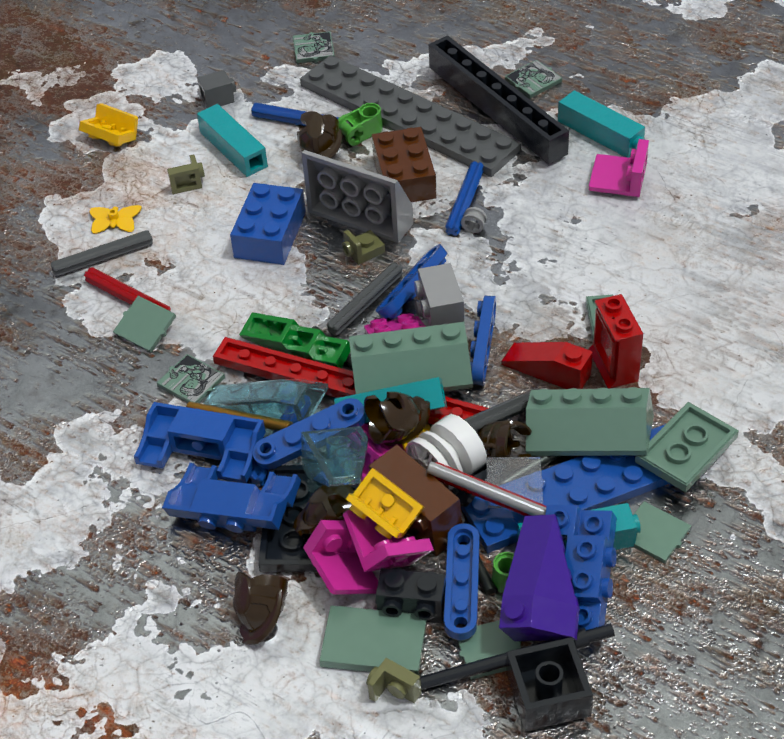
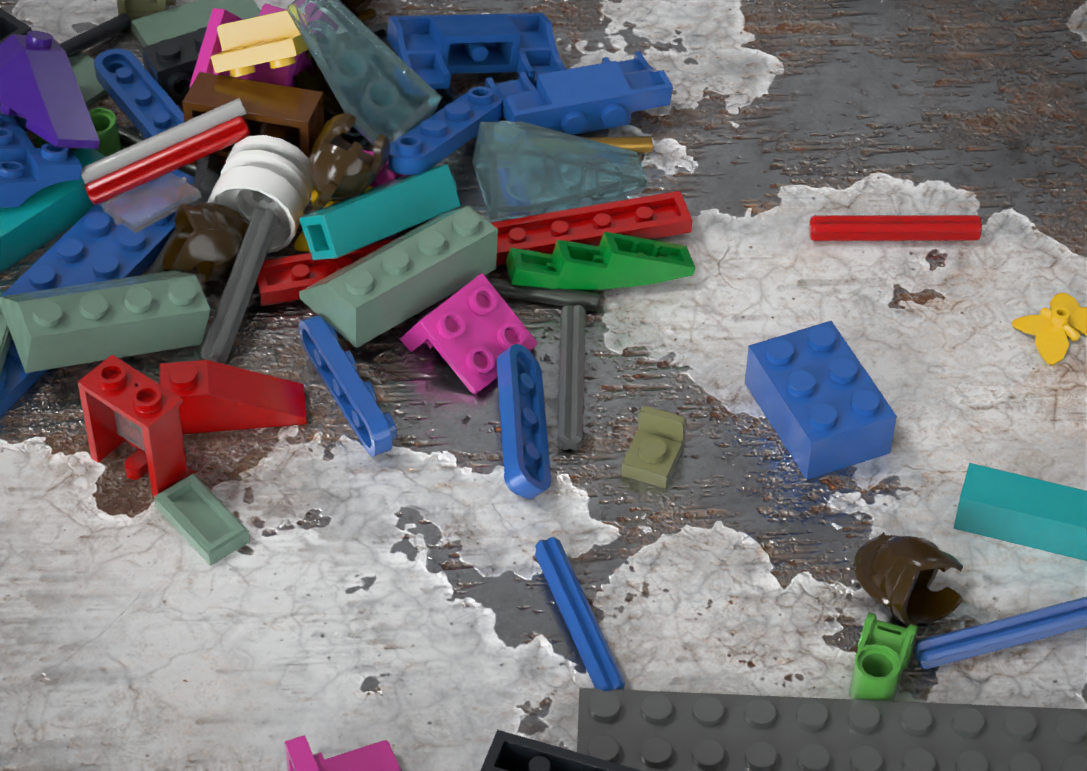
camera: 140 degrees right, 0 degrees up
(101, 253) = (1000, 263): dark grey axle -> none
(144, 324) = (819, 198): sand green piece -> none
(186, 177) = (1031, 421): olive bracket -> none
(190, 379) = (694, 173): piece -> none
(356, 197) = (718, 464): light grey slope -> none
(406, 158) = (722, 604): reddish brown brick -> none
(438, 296) = (435, 374): light grey brick -> none
(472, 226) = (522, 570): light grey bush -> none

